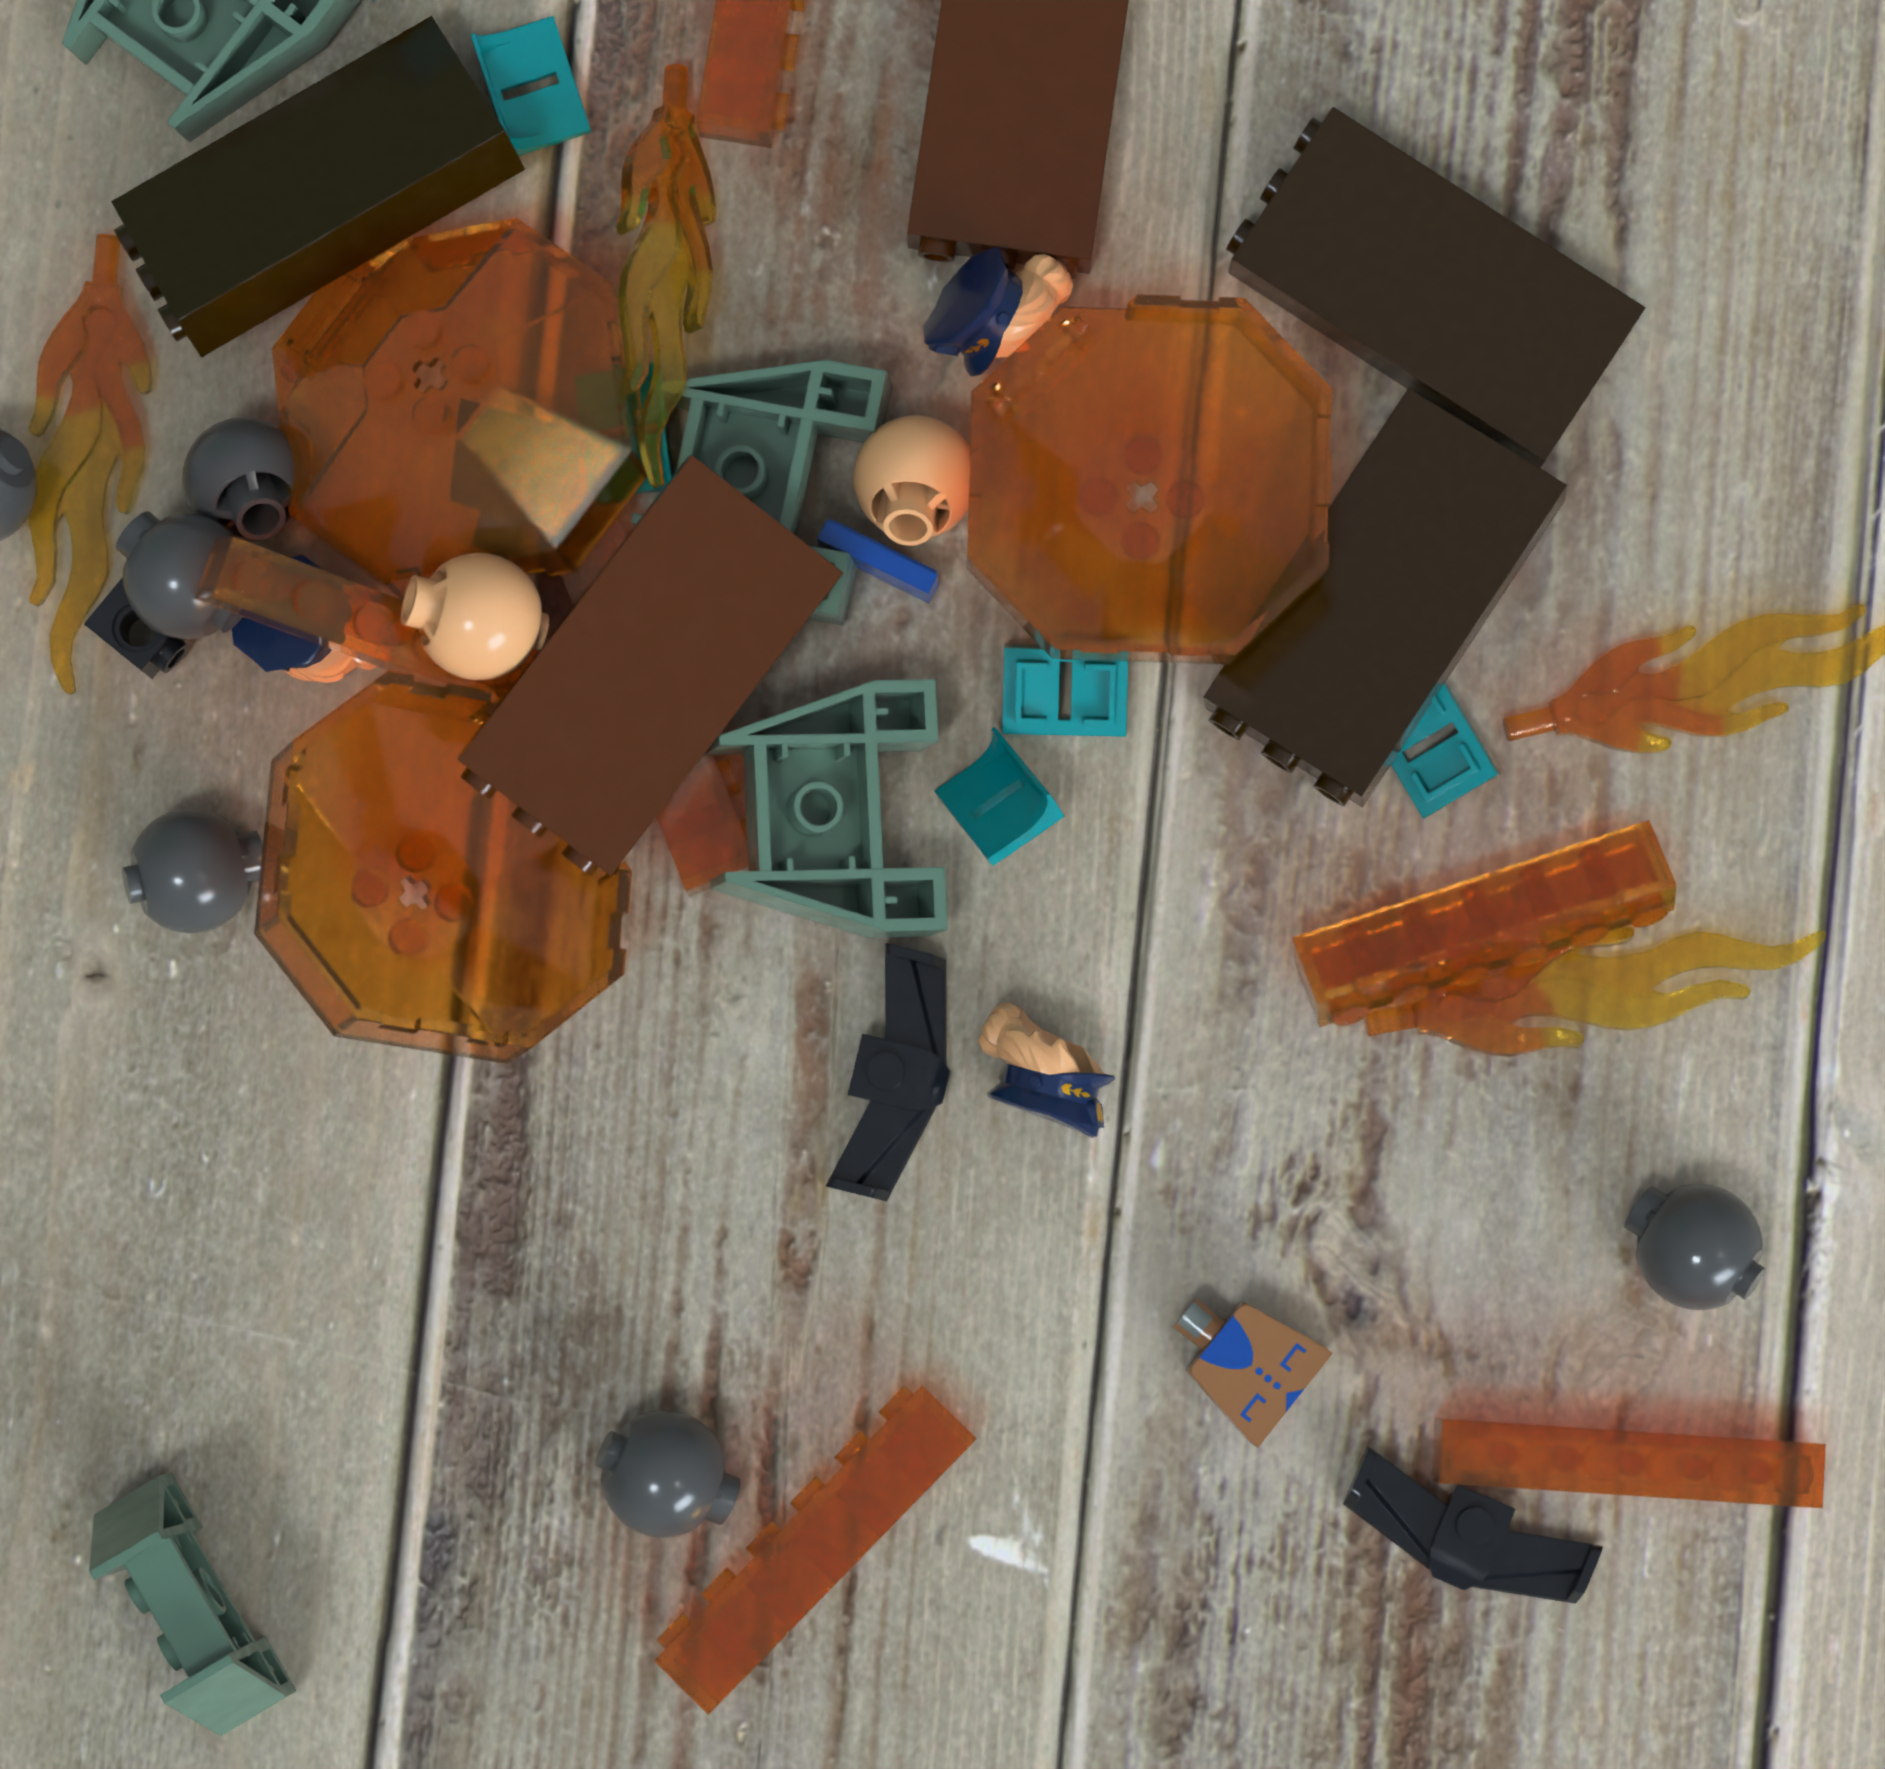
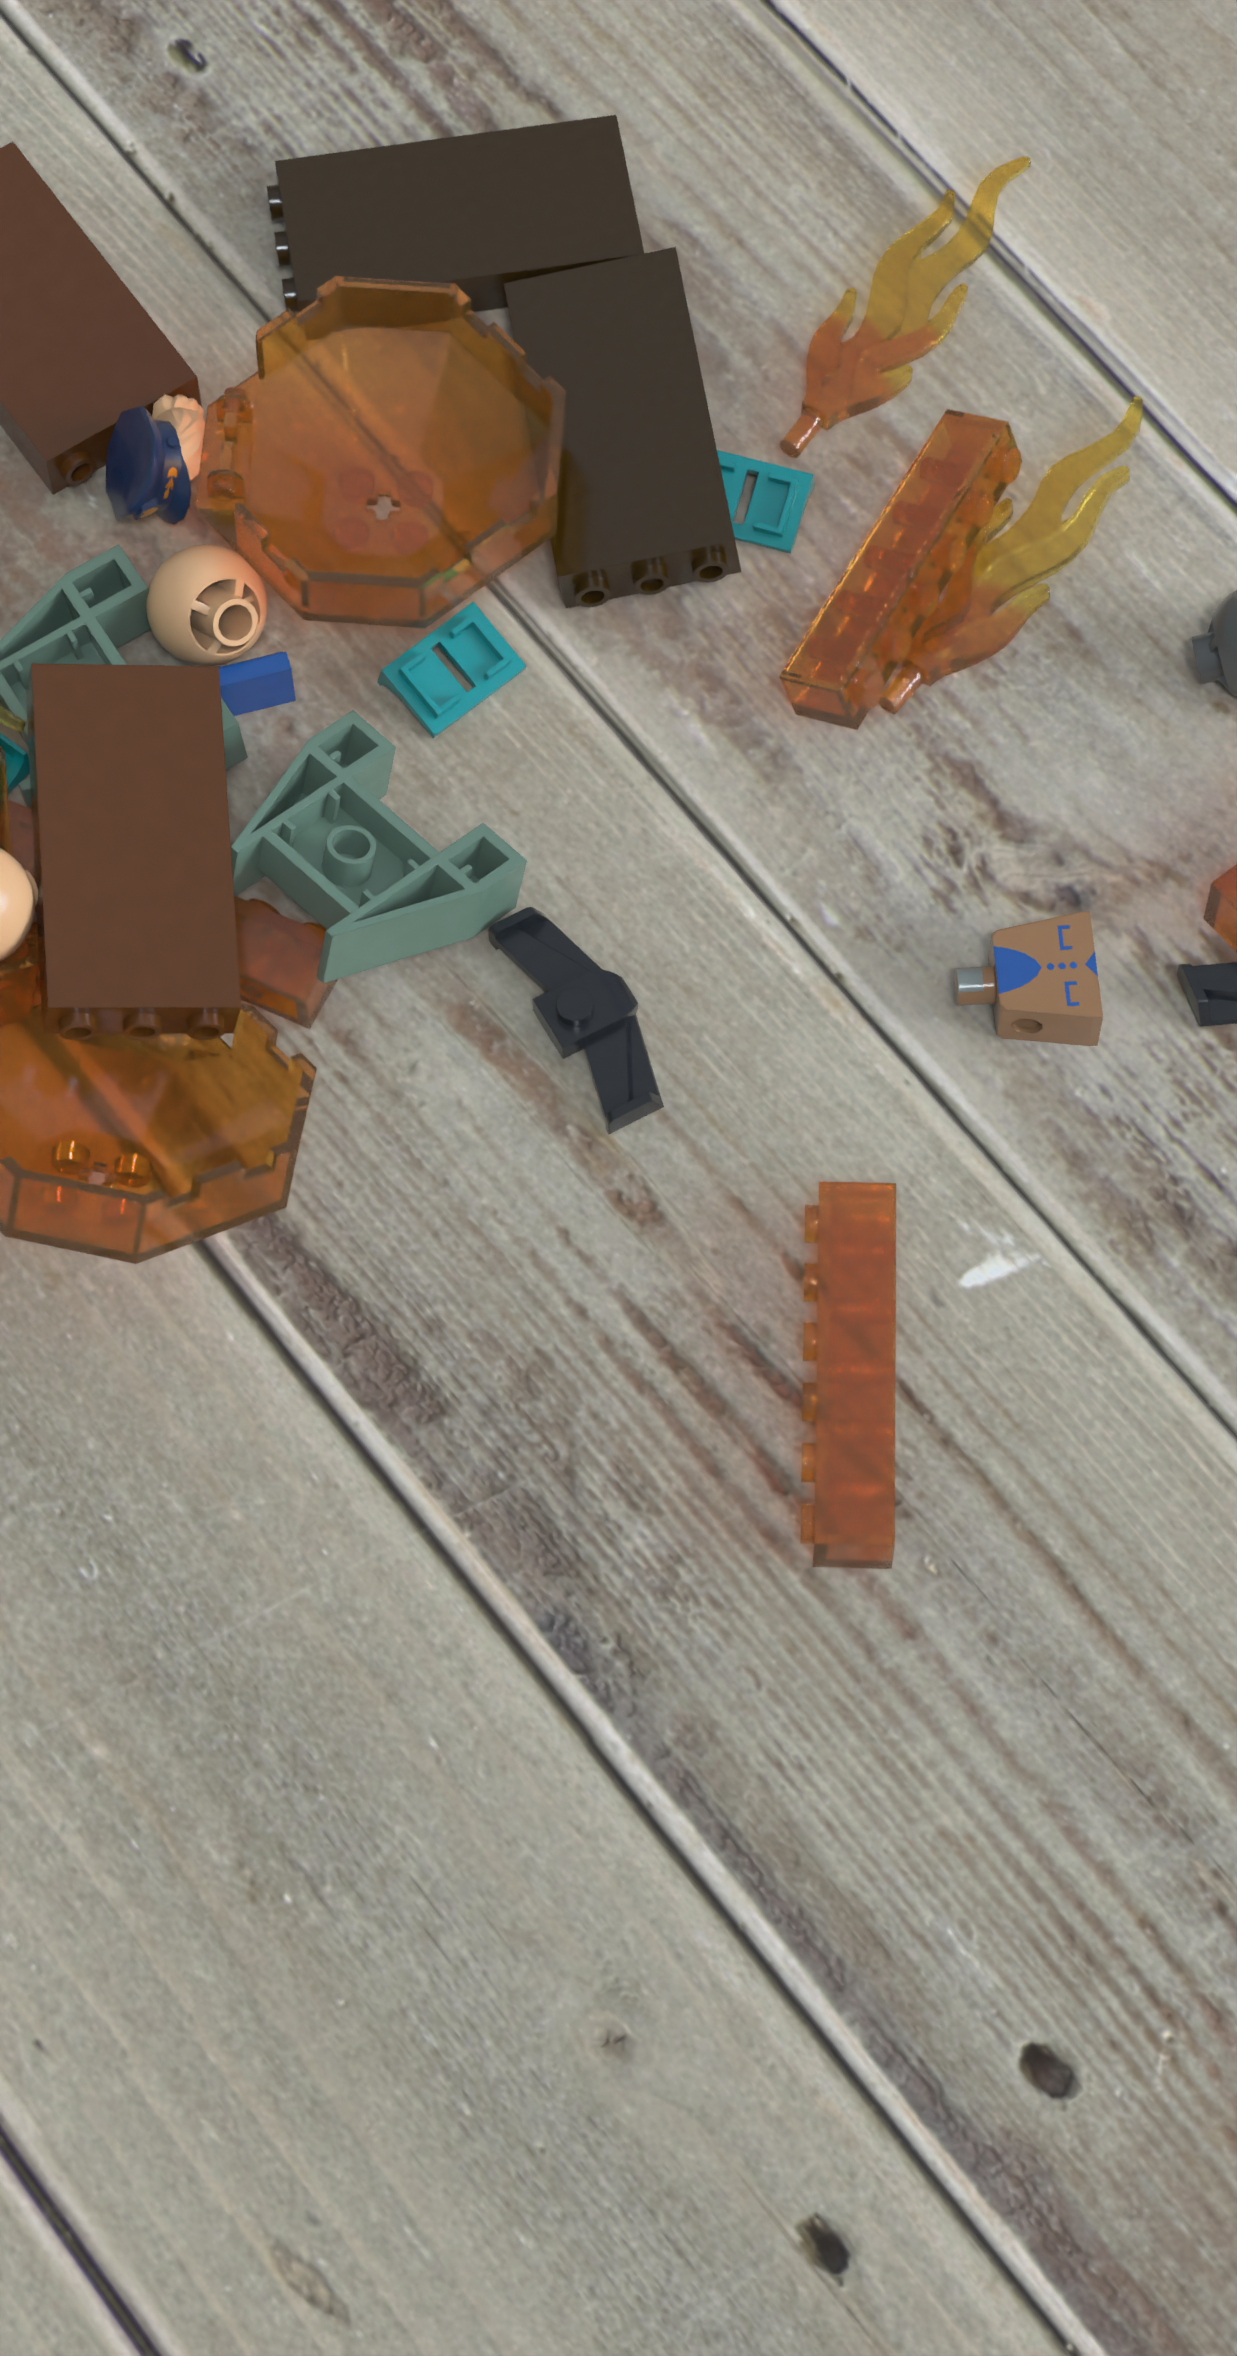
camera: 45 degrees left, 20 degrees down
(201, 1627) = (423, 1789): sand green wedge -> none
(666, 1474) = (691, 1414): dark grey brick -> none
(999, 801) = (478, 758): teal piece -> none
(1043, 1071) = (696, 905): piece -> none

